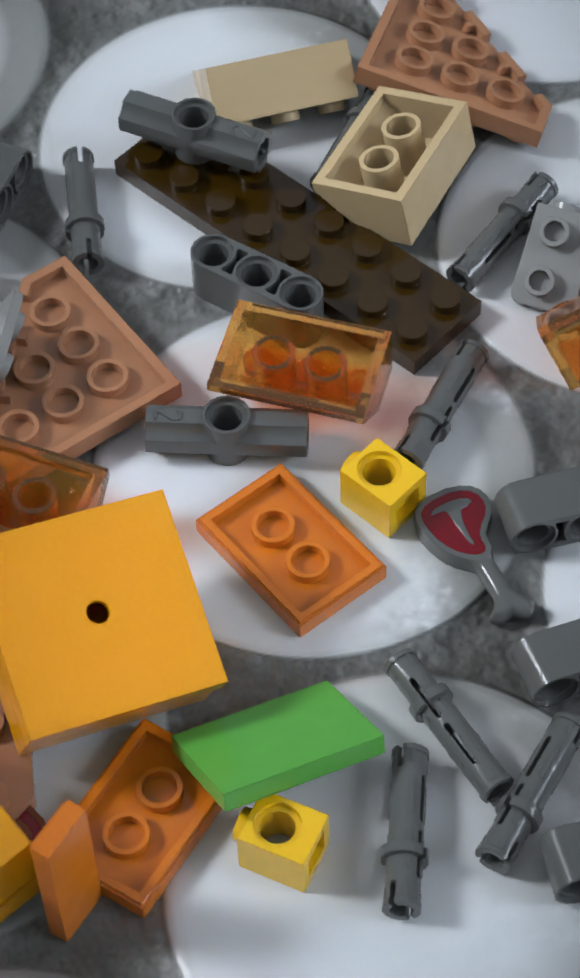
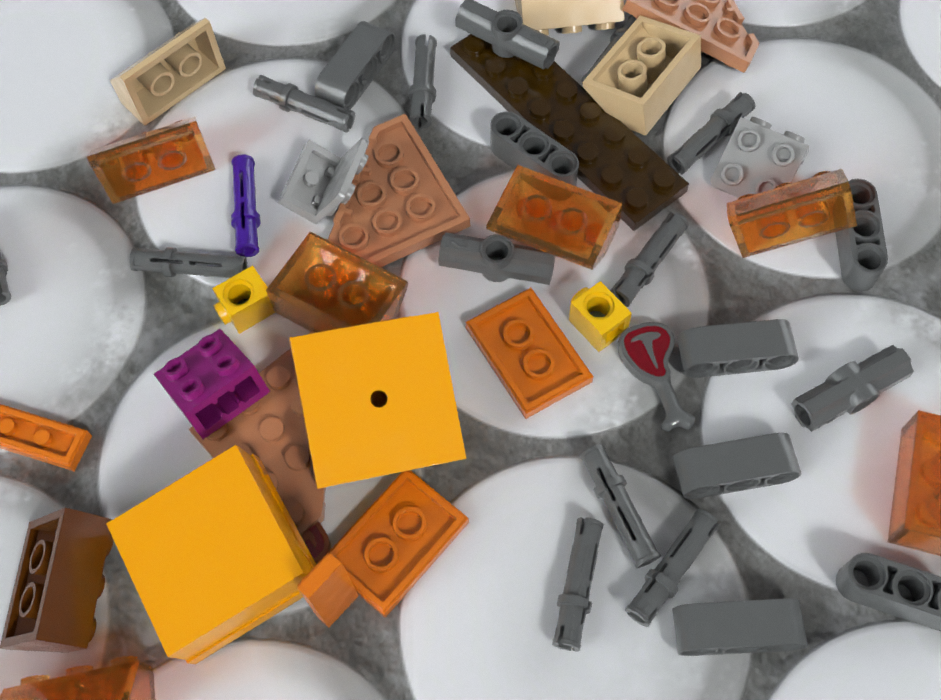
camera: 10 degrees right, 10 degrees up
(277, 745) = (495, 507): bright green tile -> none
(289, 862) = (492, 596): yellow brick -> none

